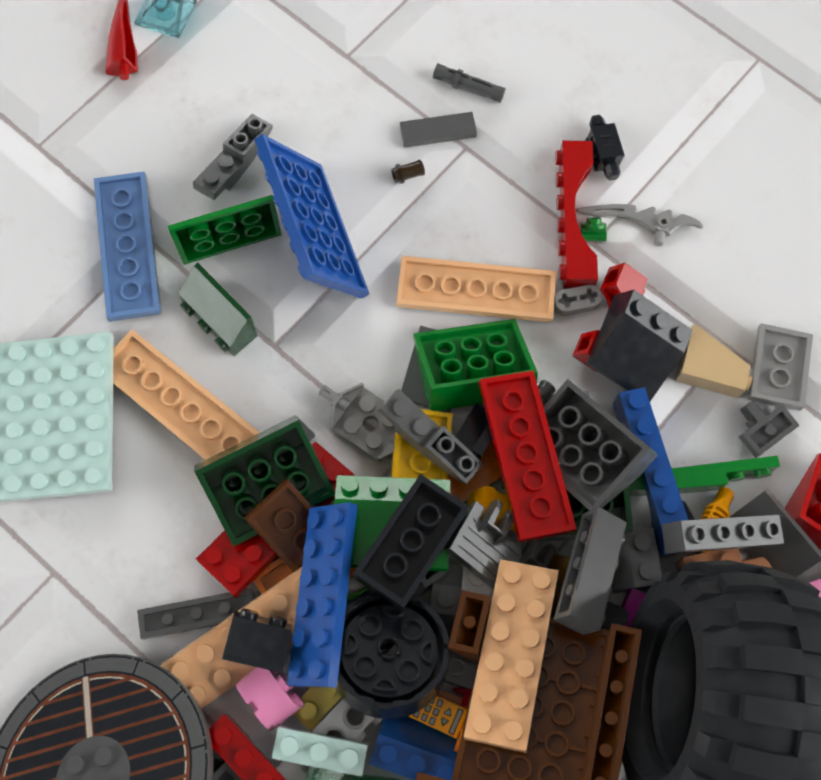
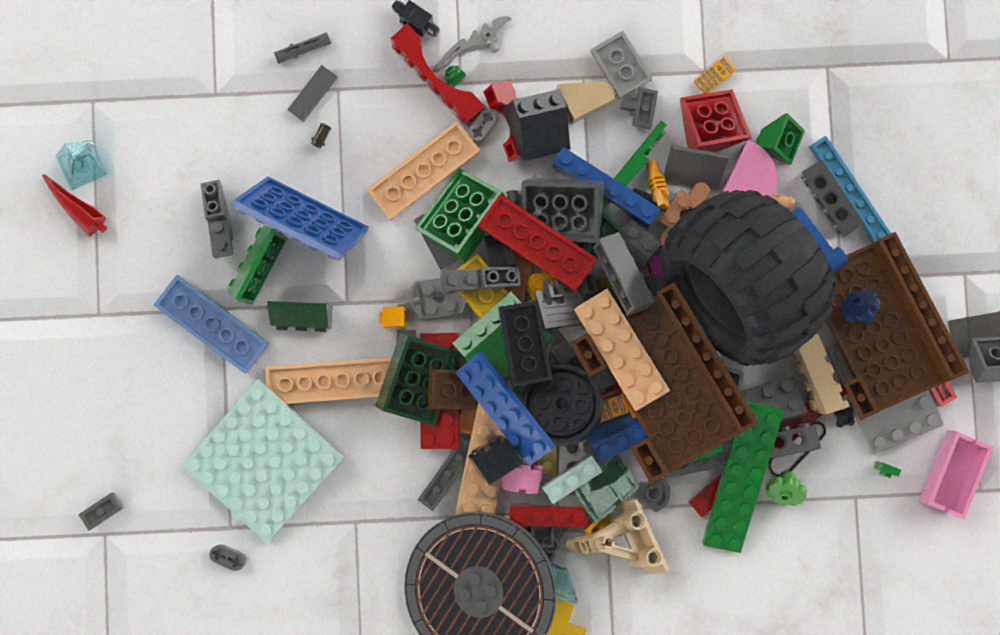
camera: 45 degrees left, 15 degrees up
(306, 399) = (393, 317): none -> light orange slope
(722, 533) = (670, 193): brick -> none

